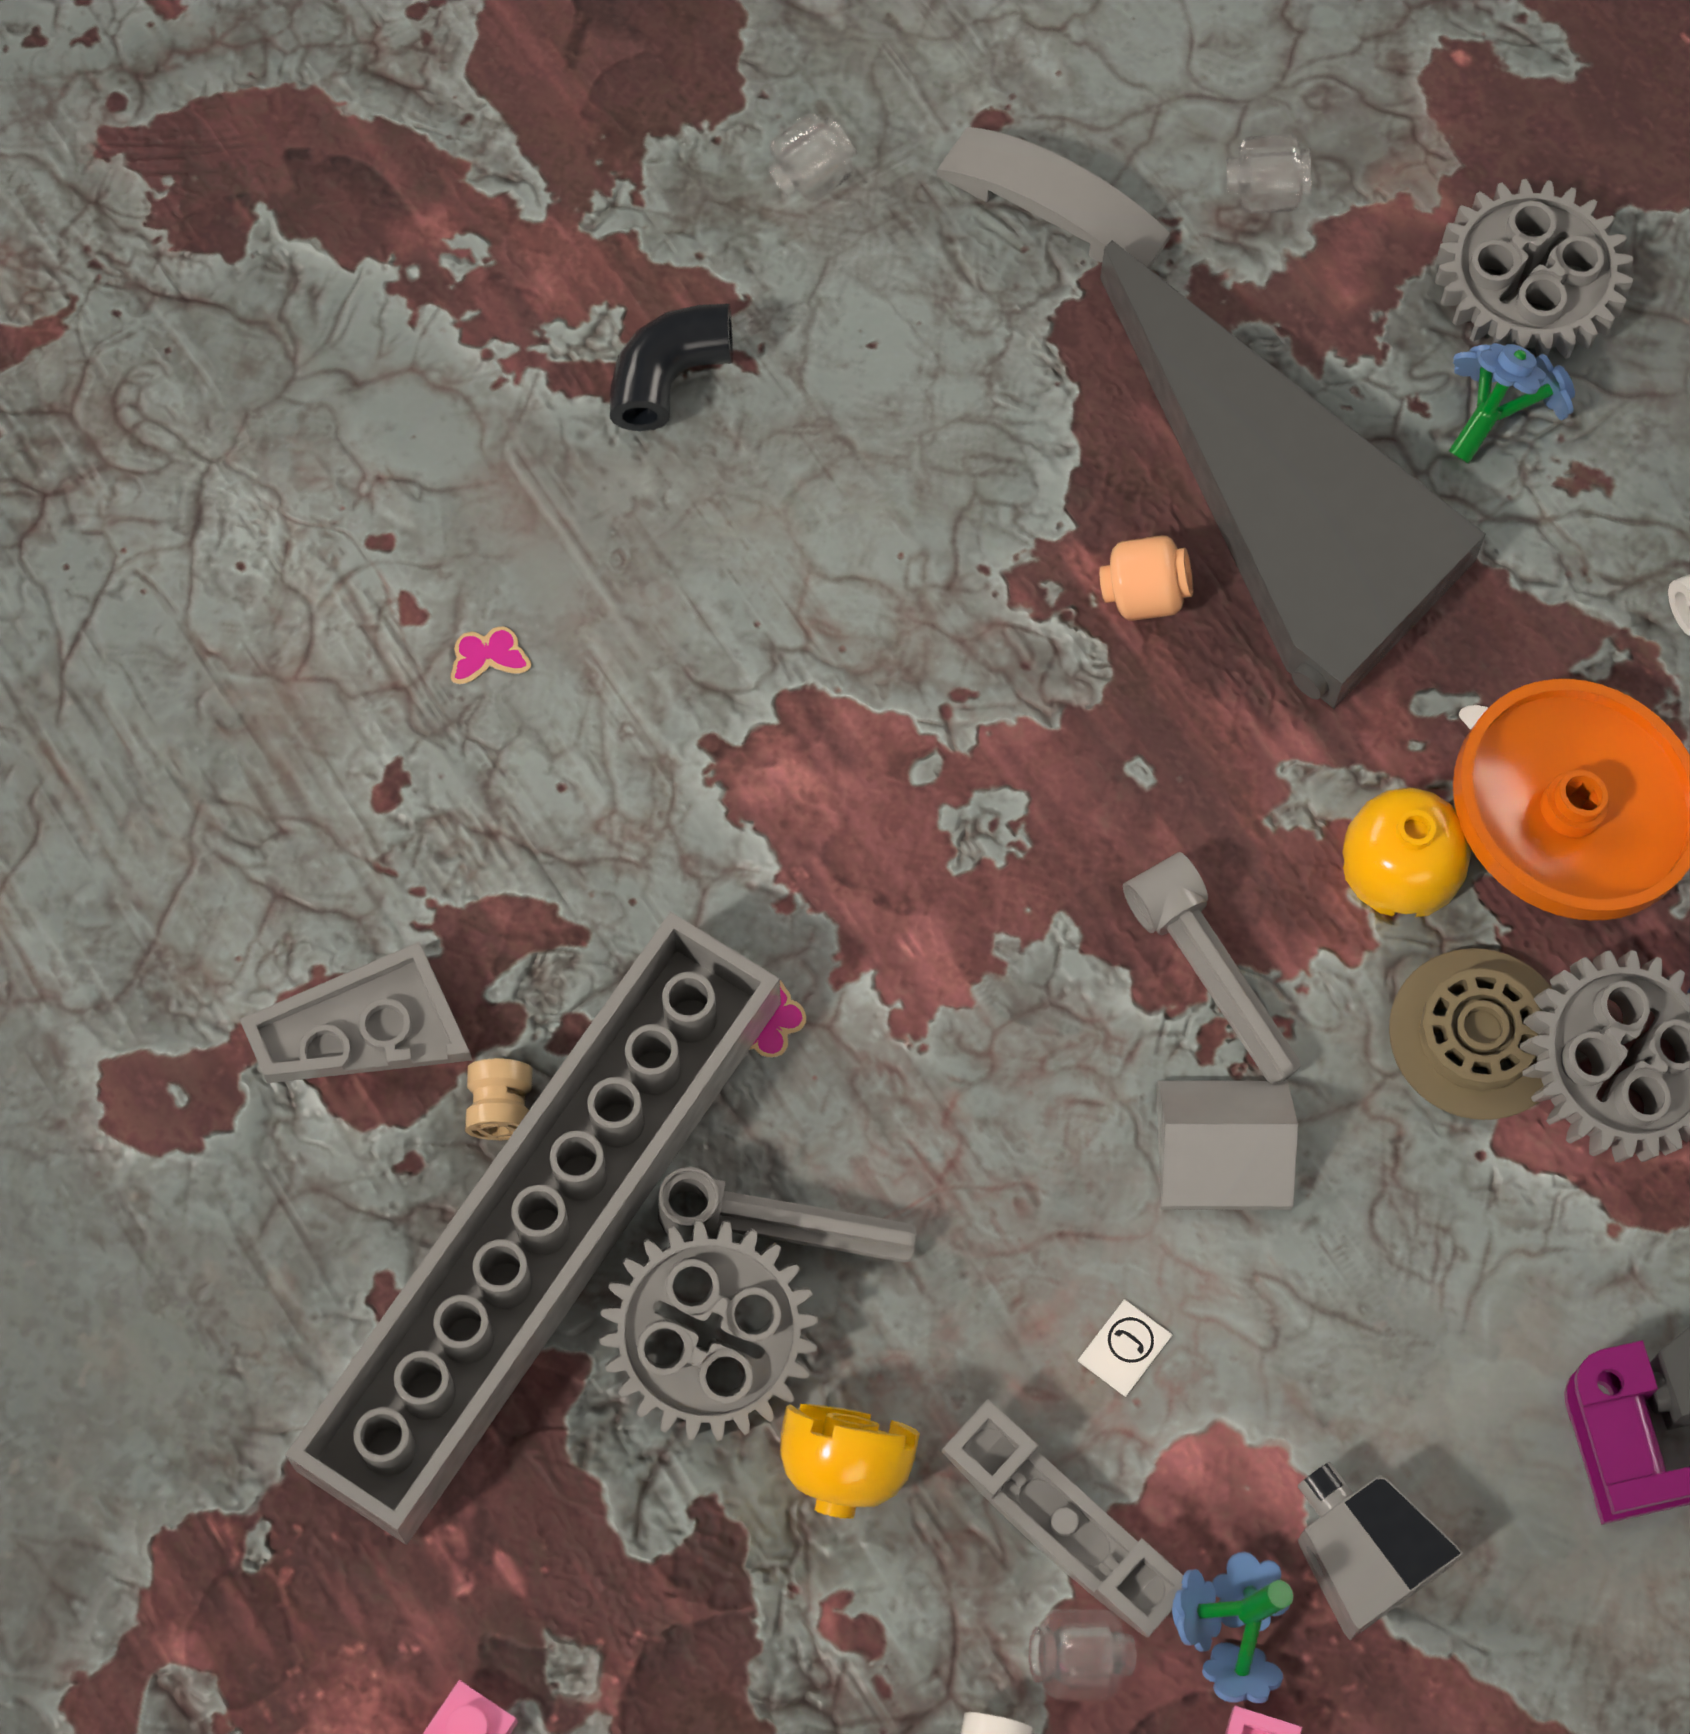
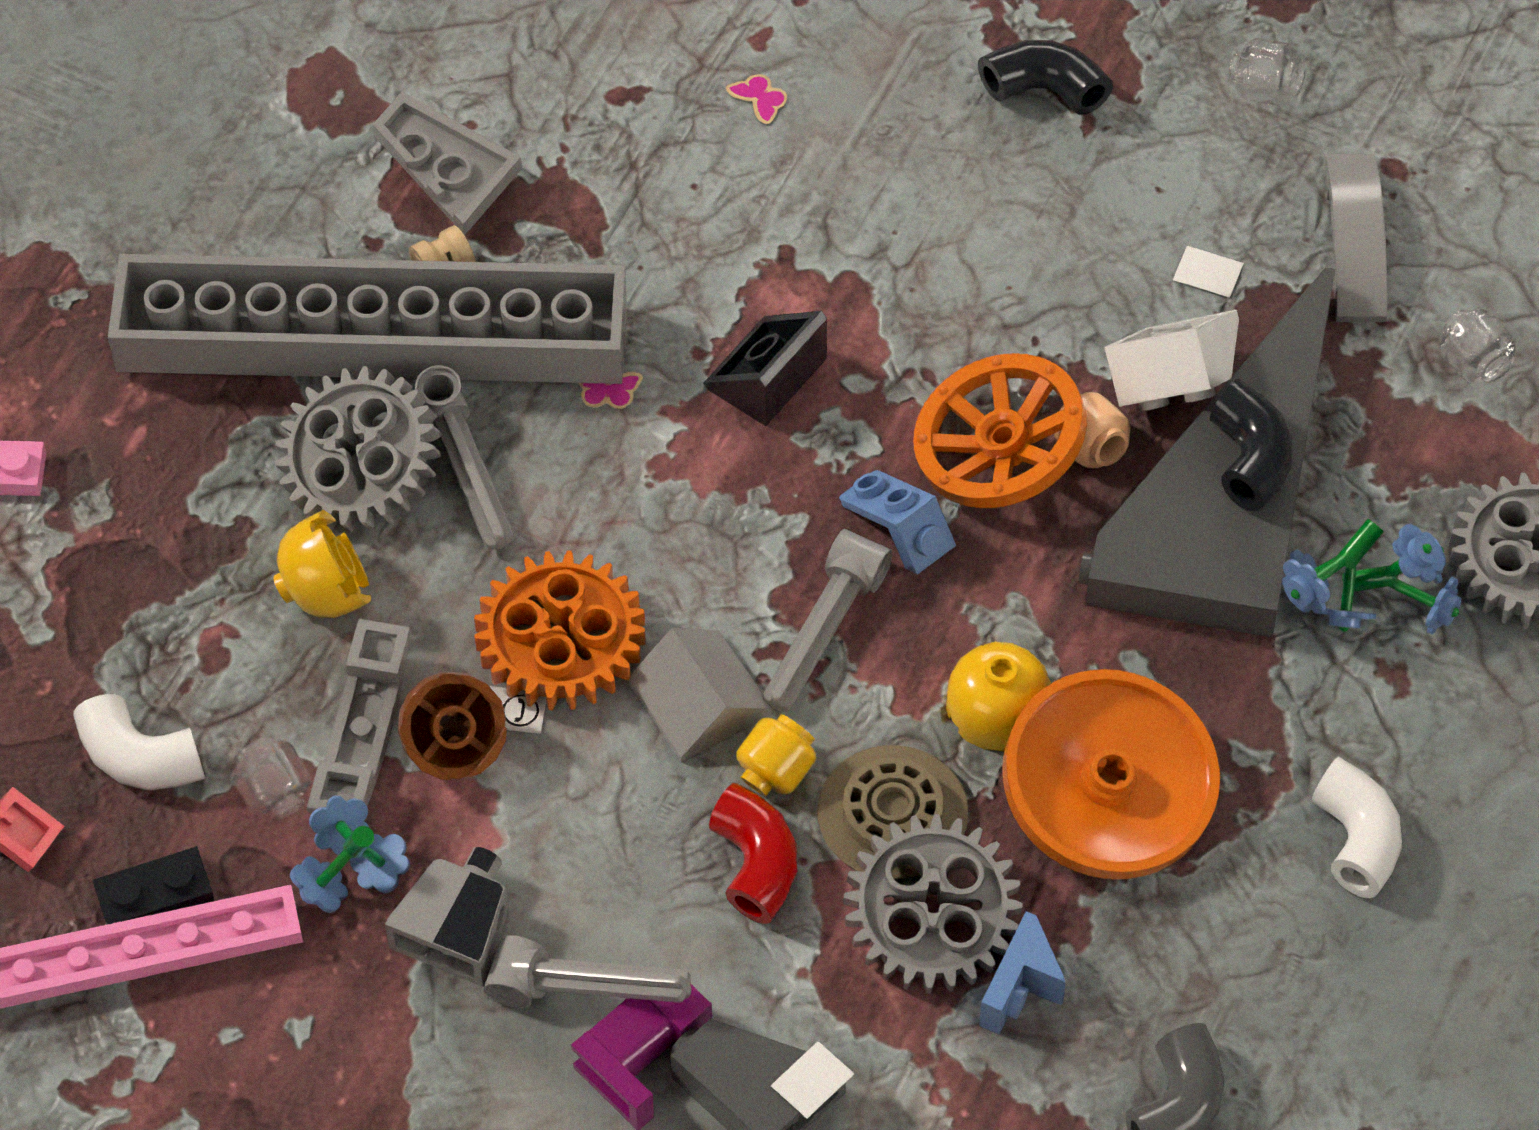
camera: 60 degrees right, 10 degrees down
(857, 839) = (771, 363): none -> black slope
(1004, 360) = (1208, 271): none -> white sticker
(1082, 1299) = (523, 654): none -> orange gear
(1093, 650) = (1001, 435): none -> orange wheel
(1123, 447) = (1174, 360): none -> white slope
(1131, 817) = (907, 512): none -> medium blue bracket
(1143, 1422) = (452, 725): none -> dark orange cylinder
(1297, 425) = (1263, 444): none -> black cylinder
(1360, 1109) = (776, 755): none -> yellow head
(1465, 1181) = (767, 850): none -> red cylinder
(1479, 1512) = (526, 972): none -> light grey axle
(1490, 487) = (1308, 584): none -> plant

